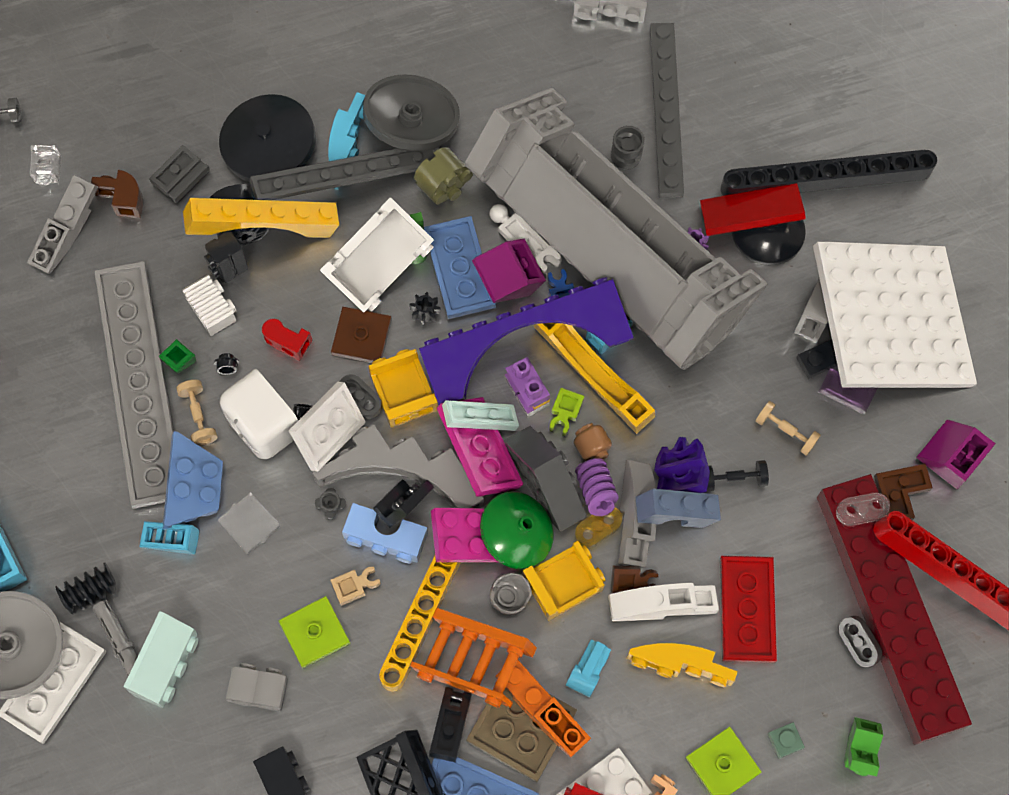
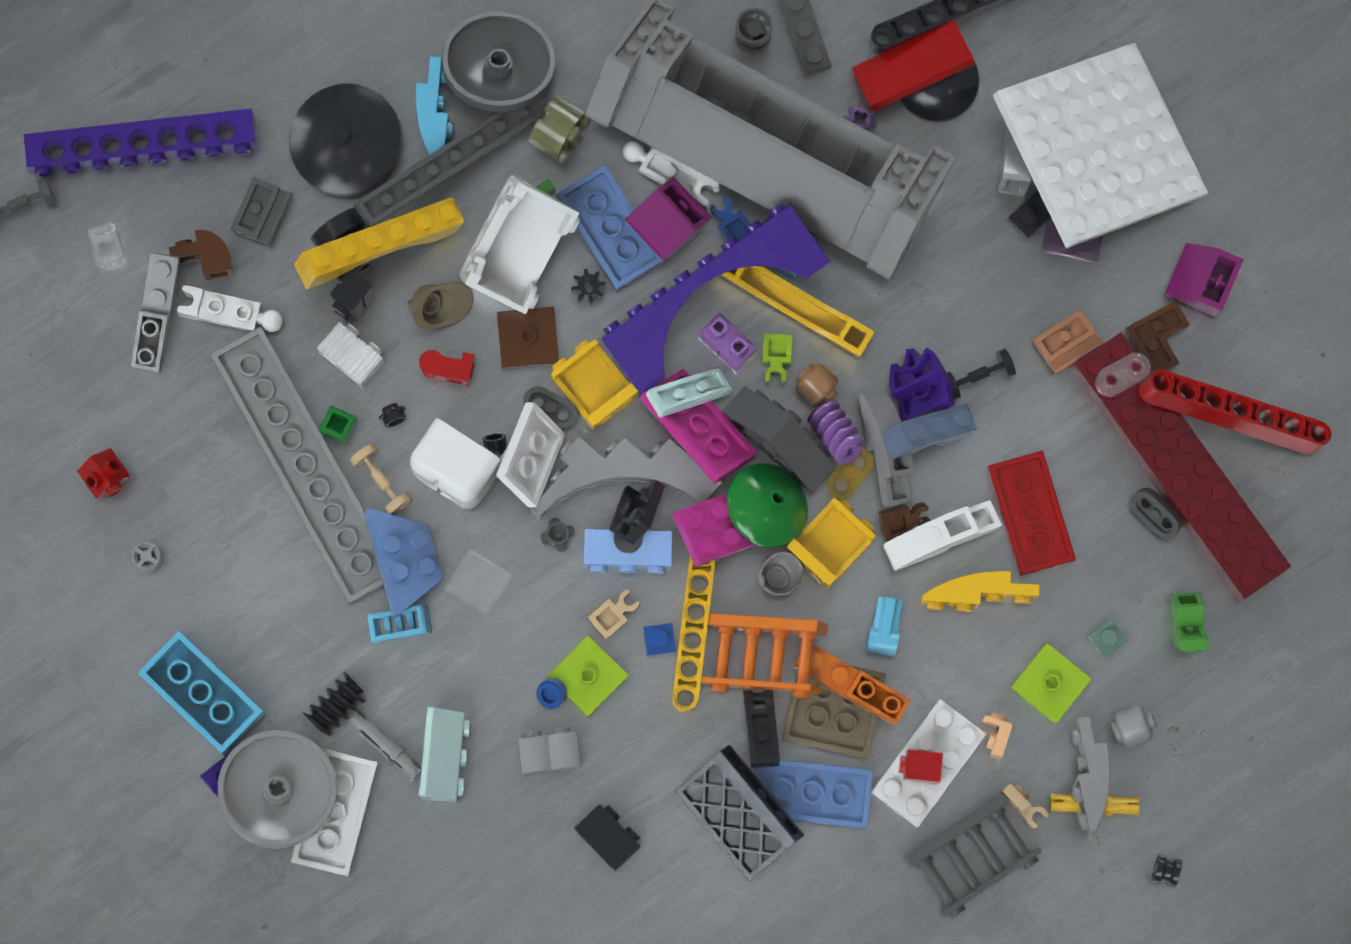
camera: 20 degrees left, 10 degrees up
(93, 85) = (40, 144): none -> dark purple brick
(122, 242) = (228, 311): none -> white plate
(277, 636) = (551, 693): none -> blue tile
(298, 286) = (441, 304): none -> dark tan piece
(387, 619) = (659, 639): none -> blue plate
(787, 428) = (1020, 304): tan wheel -> none
(820, 471) = (1067, 342): none -> nougat plate

